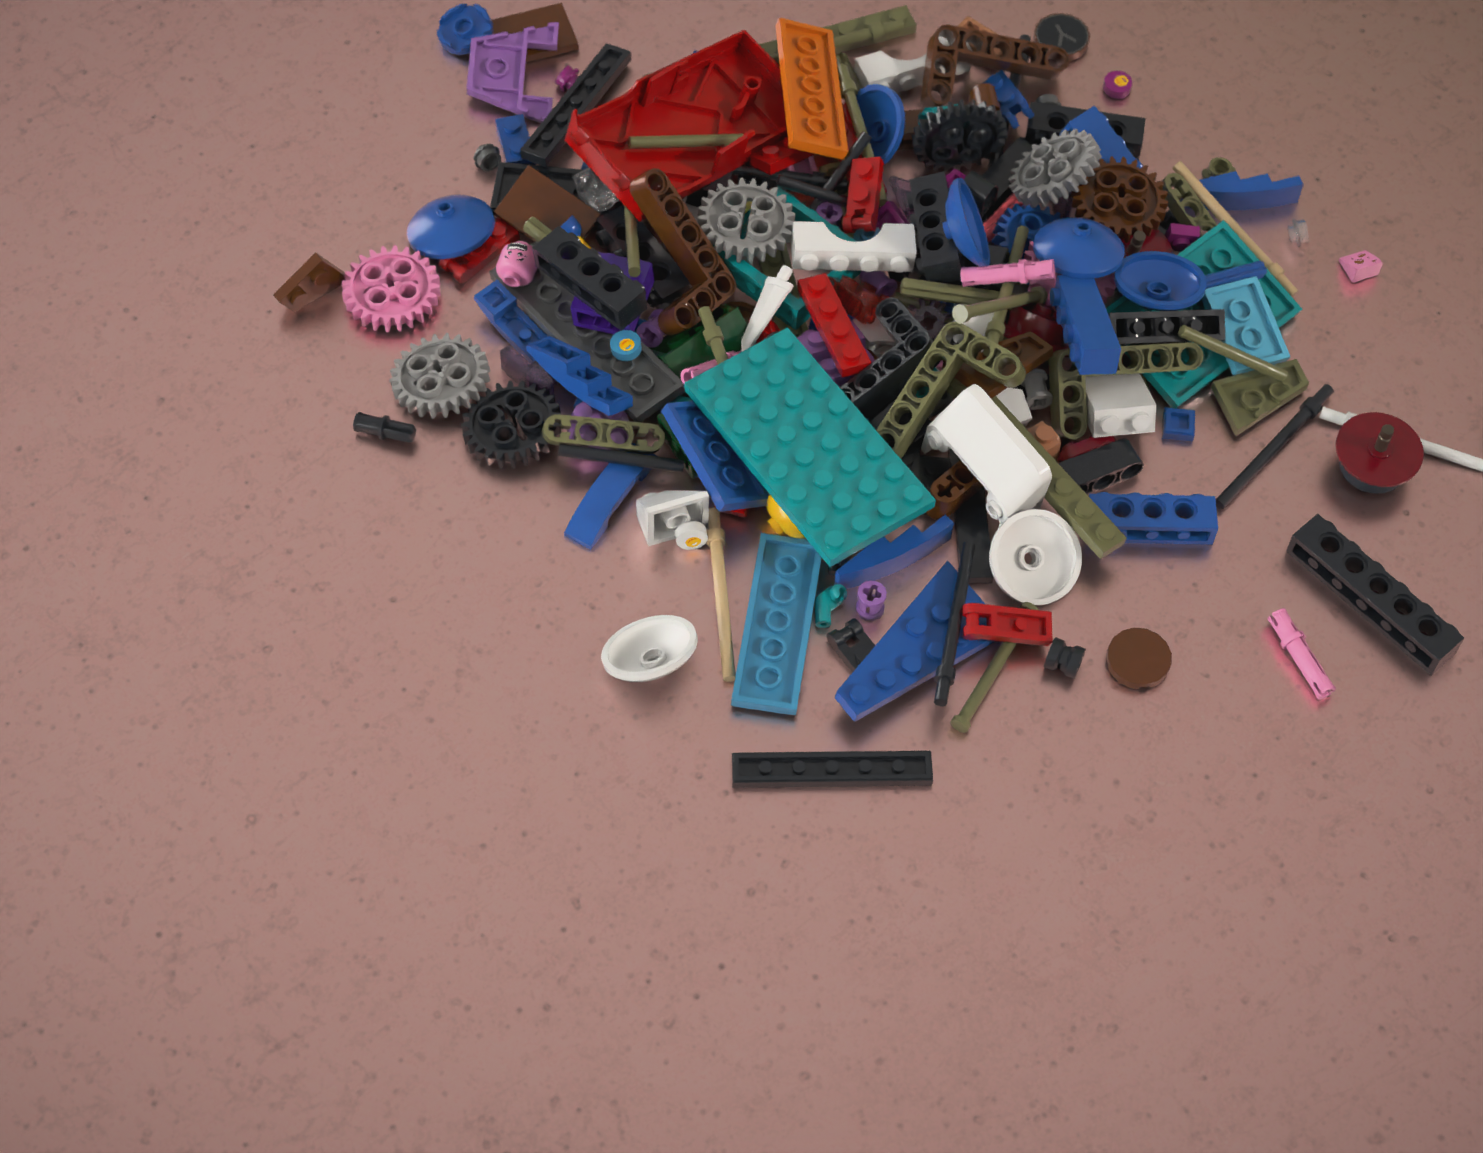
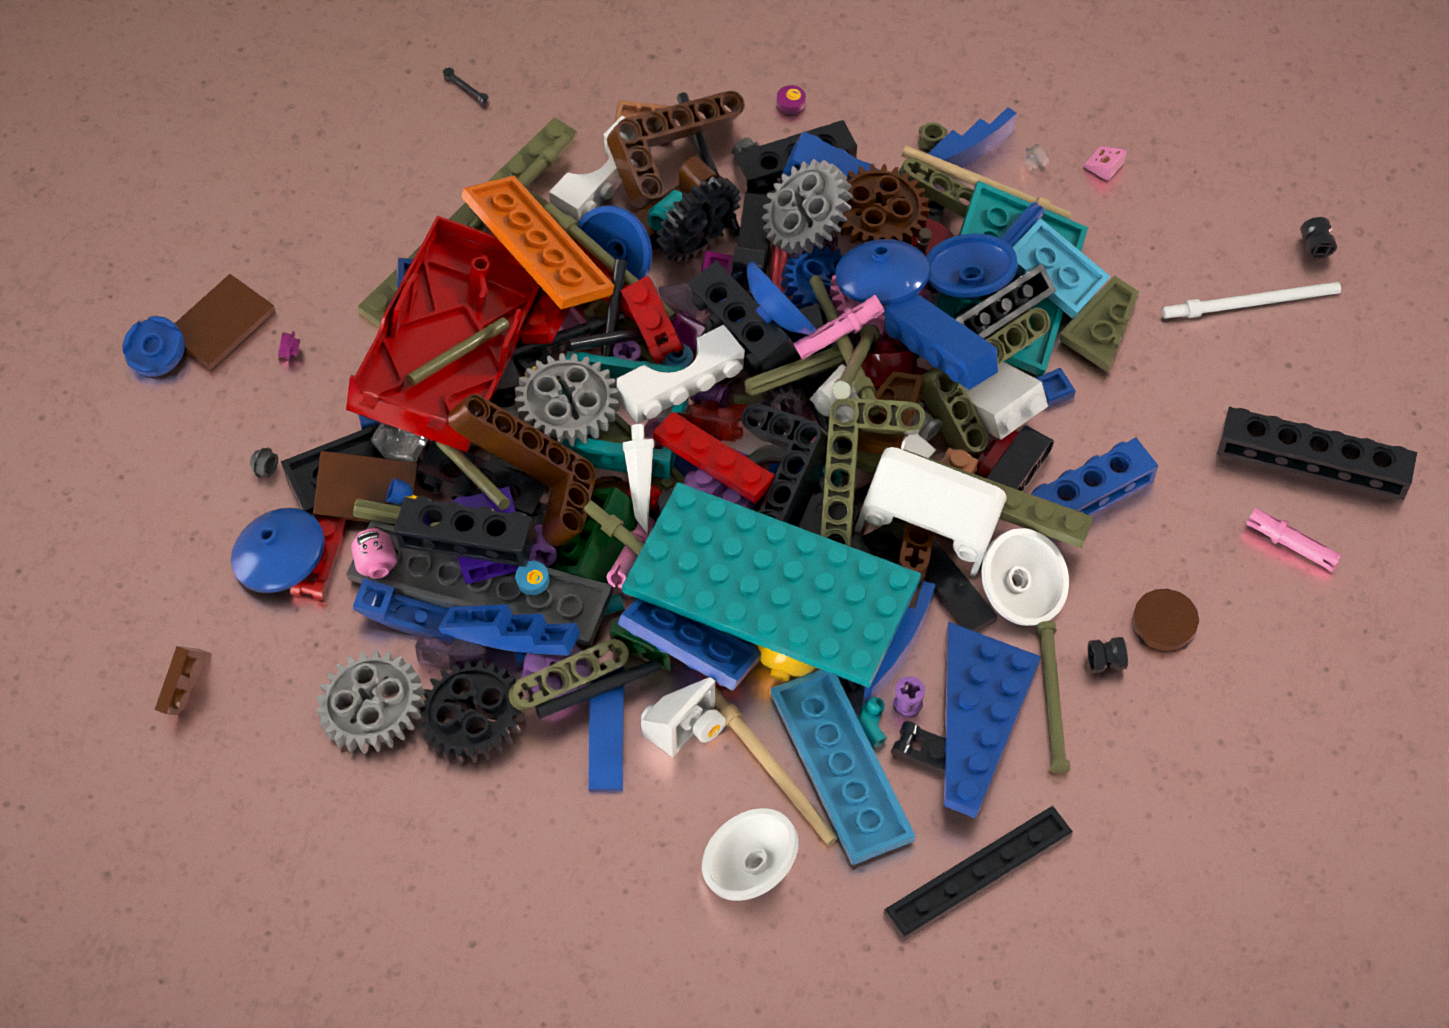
camera: 30 degrees left, 0 degrees up
(384, 427) = (351, 781): black axle -> none
(391, 288) = (262, 641): bright pink gear -> none
(498, 70) = (219, 371): medium lavender wing -> none
(512, 136) = (278, 432): blue plate -> none
(583, 96) = (316, 368): black plate -> none
(946, 672) = (1025, 727): black bar -> none
(1007, 624) = (1044, 652): red plate -> none
(1009, 98) = (712, 157): blue hinge -> none
(1064, 32) = (711, 75): black tile -> none
(1182, 236) = (951, 213): magenta plate -> none
(1232, 353) = (1068, 299): olive bar -> none
(1308, 410) = (1152, 316): black bar -> none
(1378, 452) = (1240, 324): dark red piece -> none

